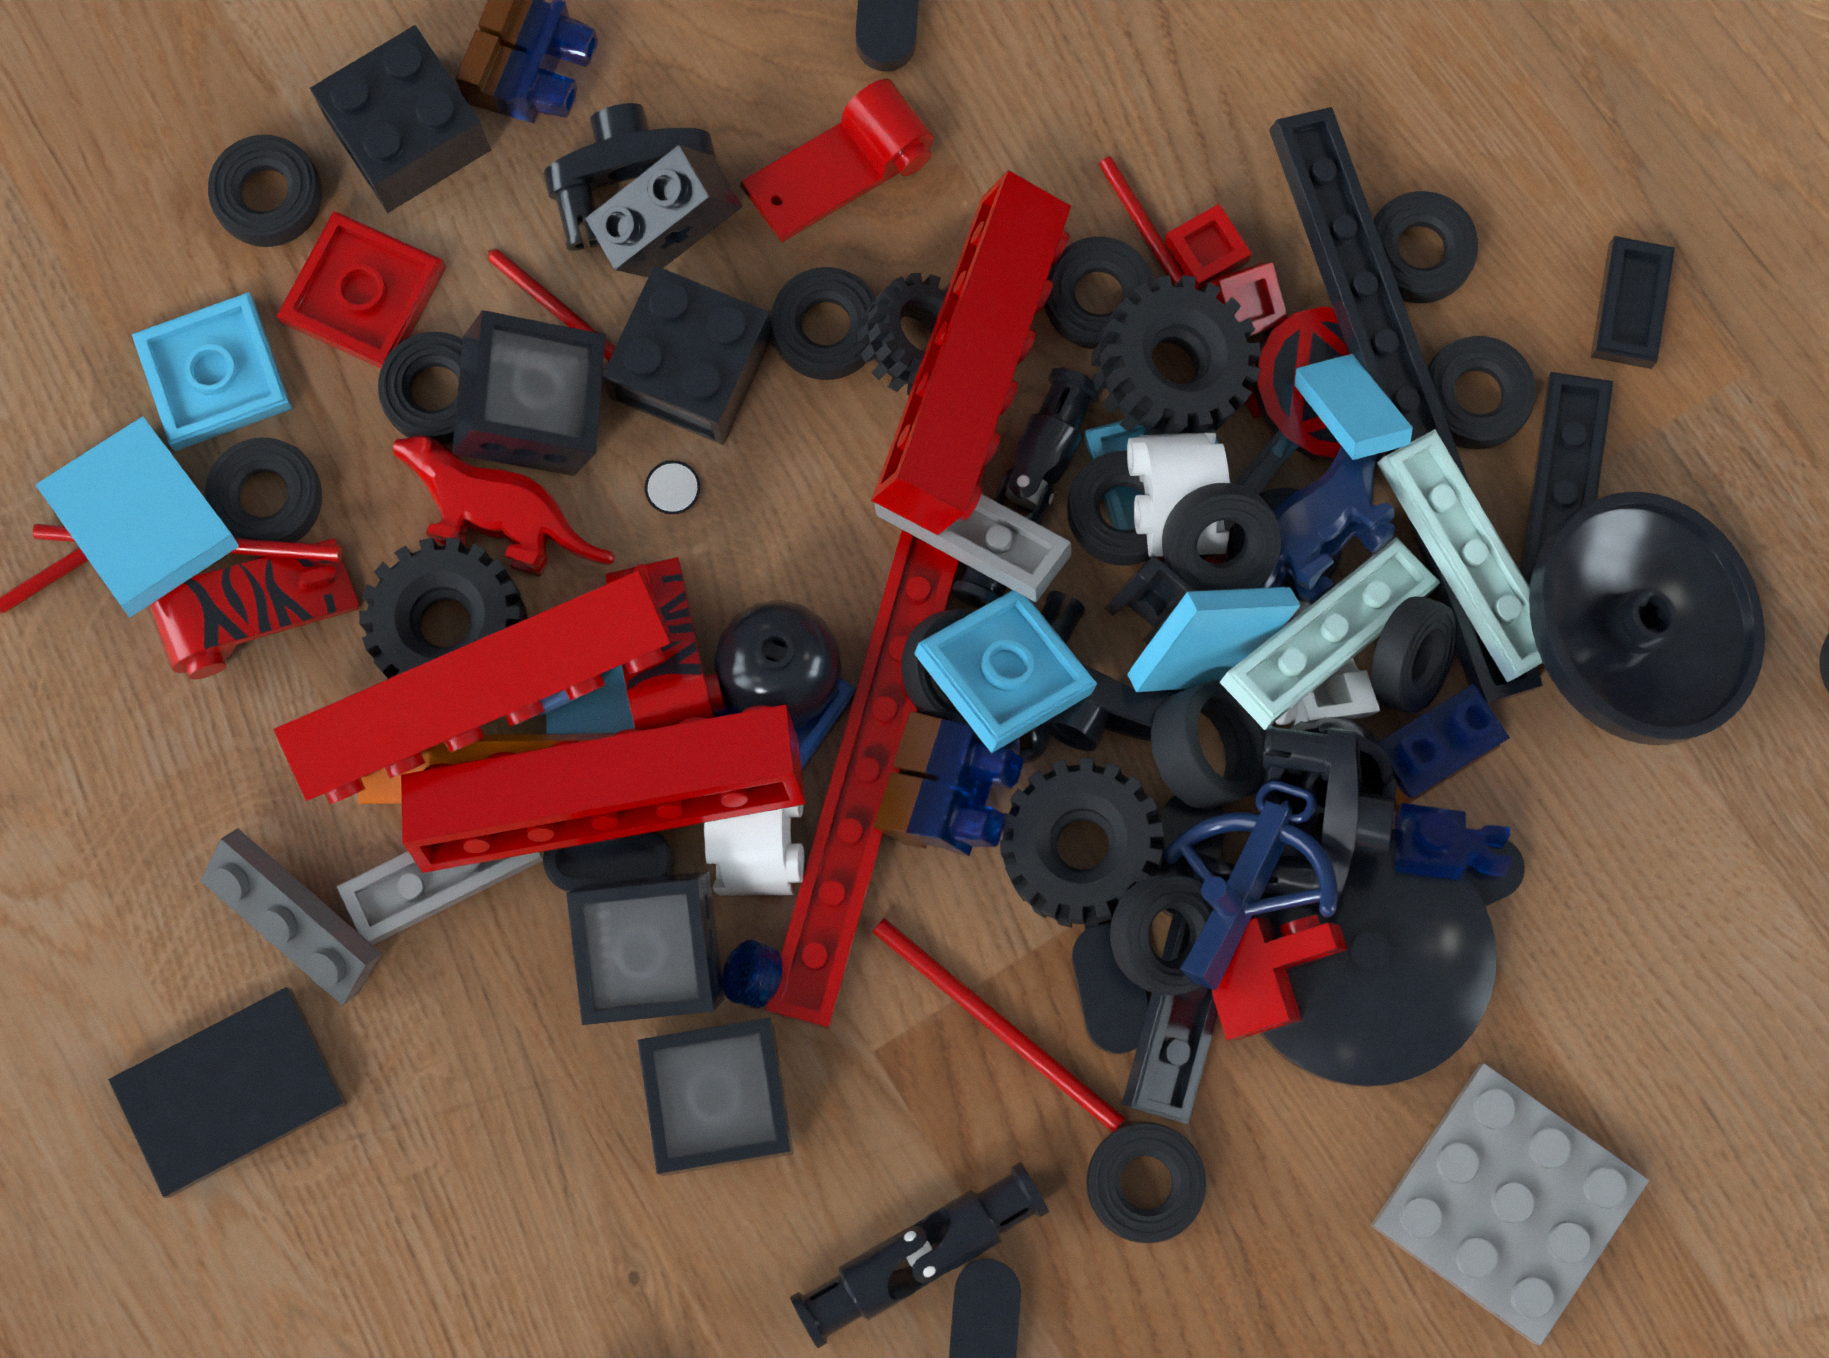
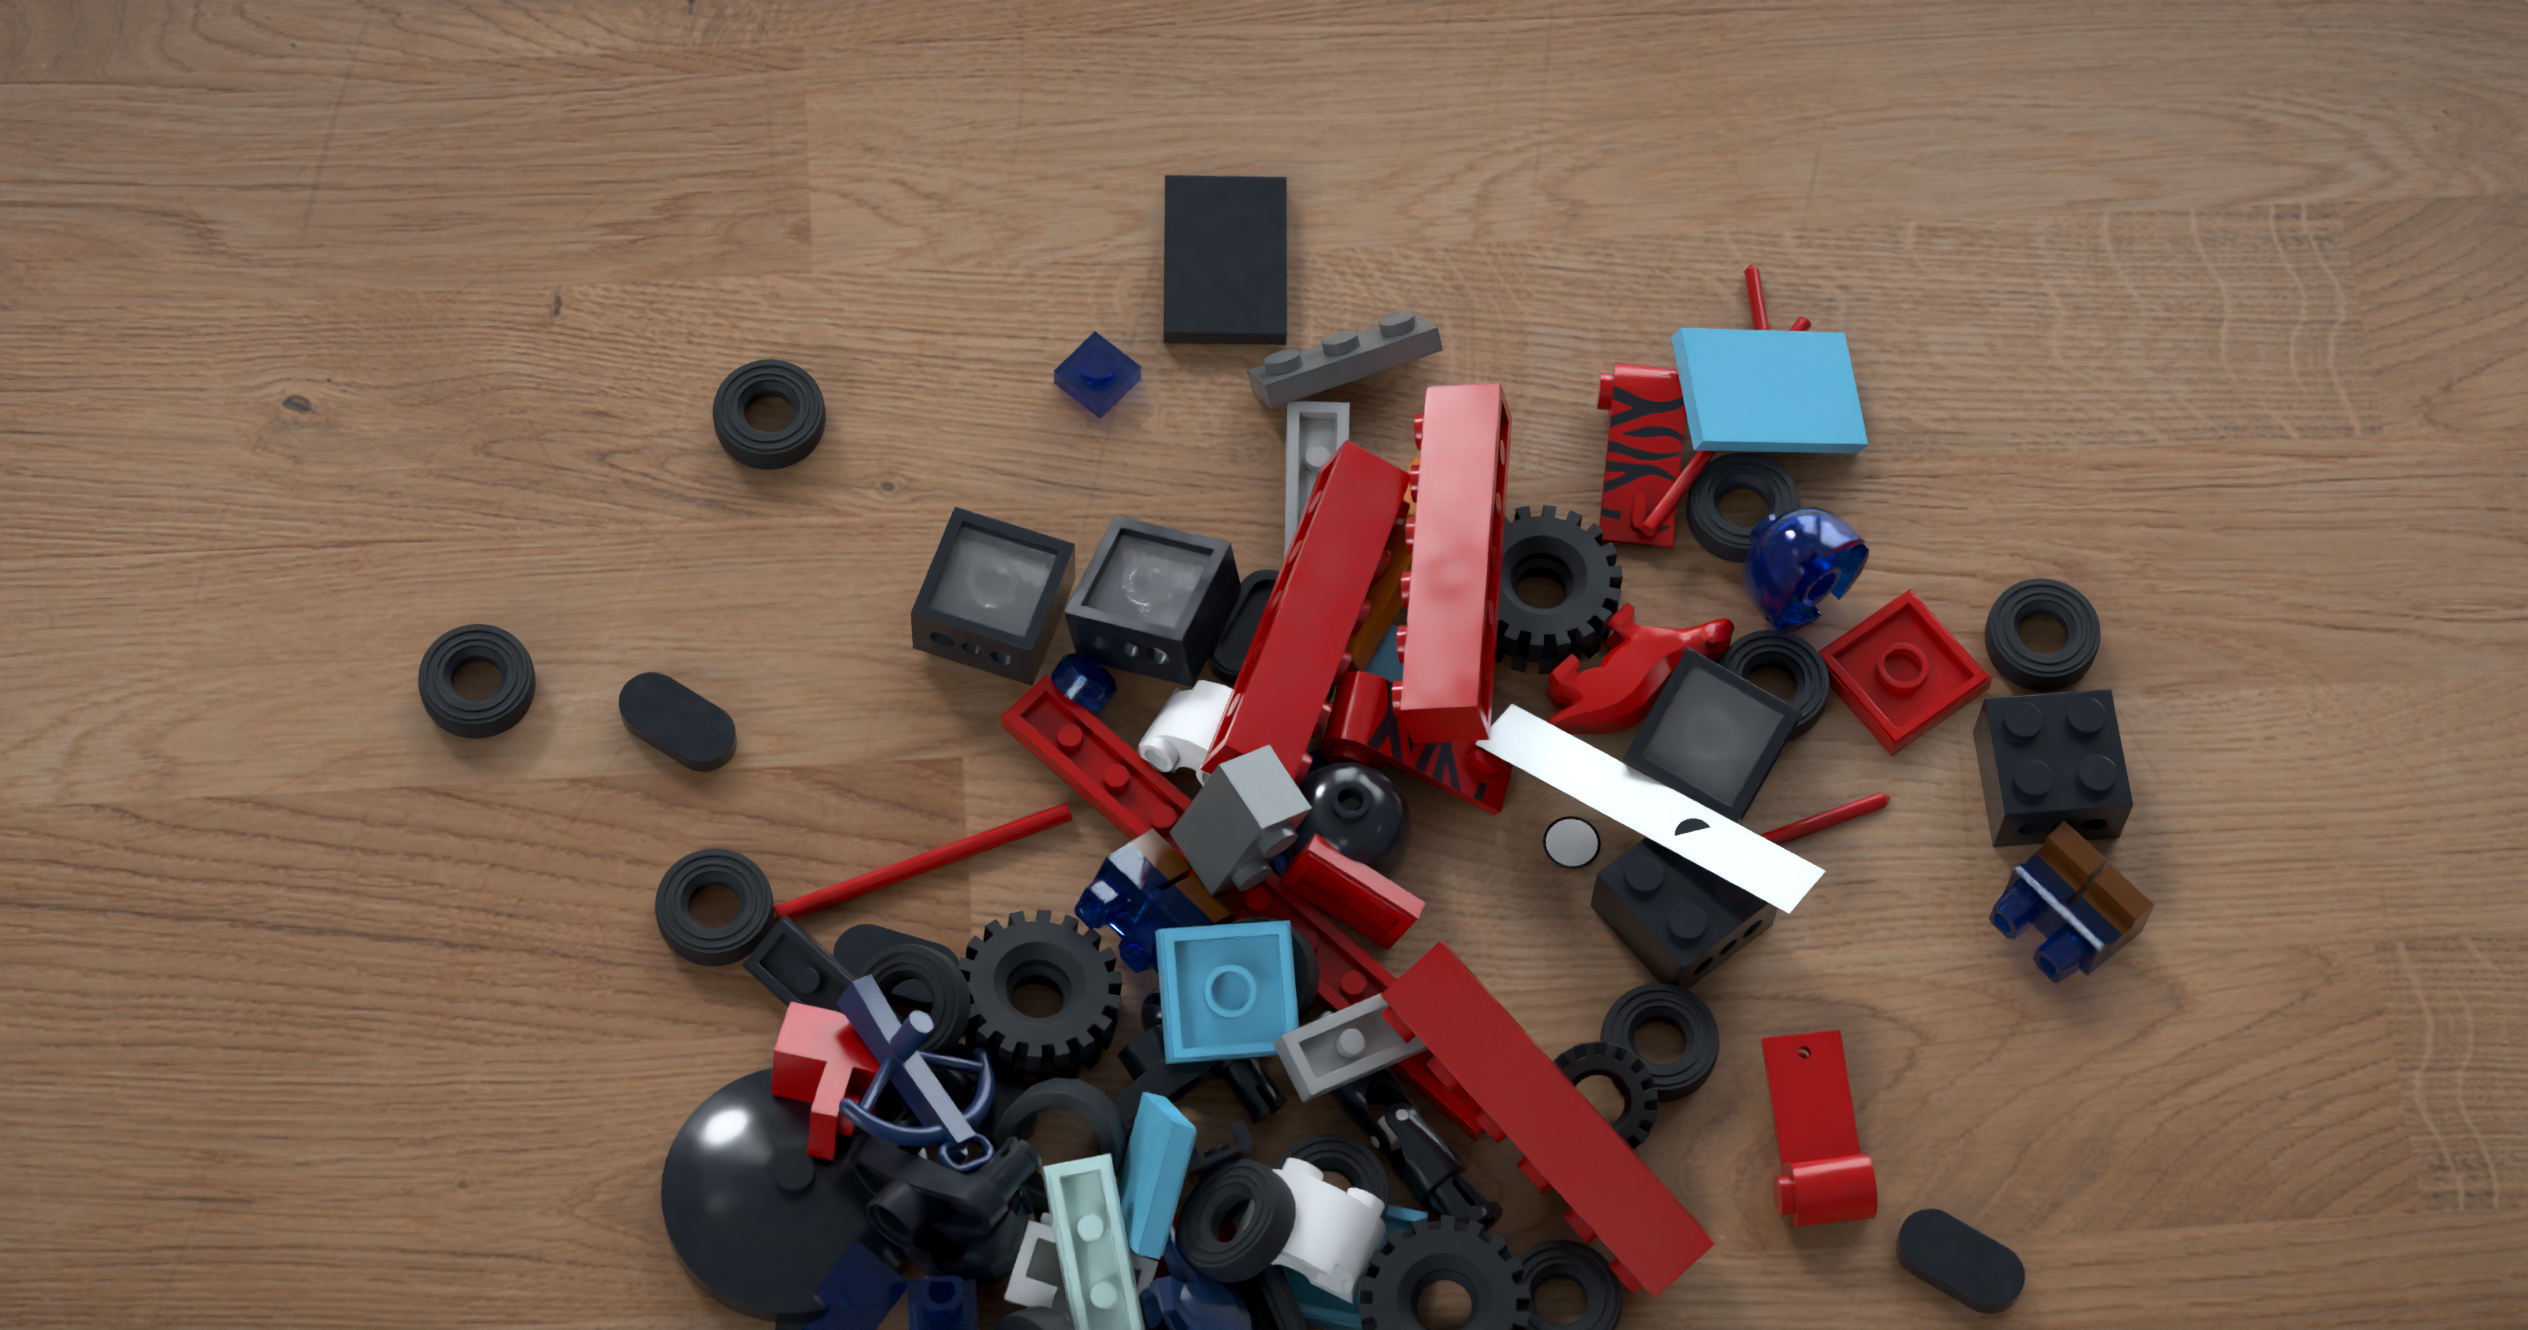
camera: 115 degrees right, 15 degrees down
(212, 371) = (1897, 512): medium azure tile -> none
(310, 405) = (1798, 563): none -> clear blue cylinder
(416, 1144) = (1097, 374): none -> clear blue plate
(620, 153) = (1925, 947): black connector -> none
(631, 406) = (1651, 808): none -> white sticker
(664, 211) = (1836, 938): black brick -> none
(840, 626) = (1352, 892): none -> red tile
(847, 730) = (1241, 821): none -> dark grey brick
(963, 1227) = (767, 697): black piece -> none
(1509, 1203) = (507, 1198): light grey plate -> none

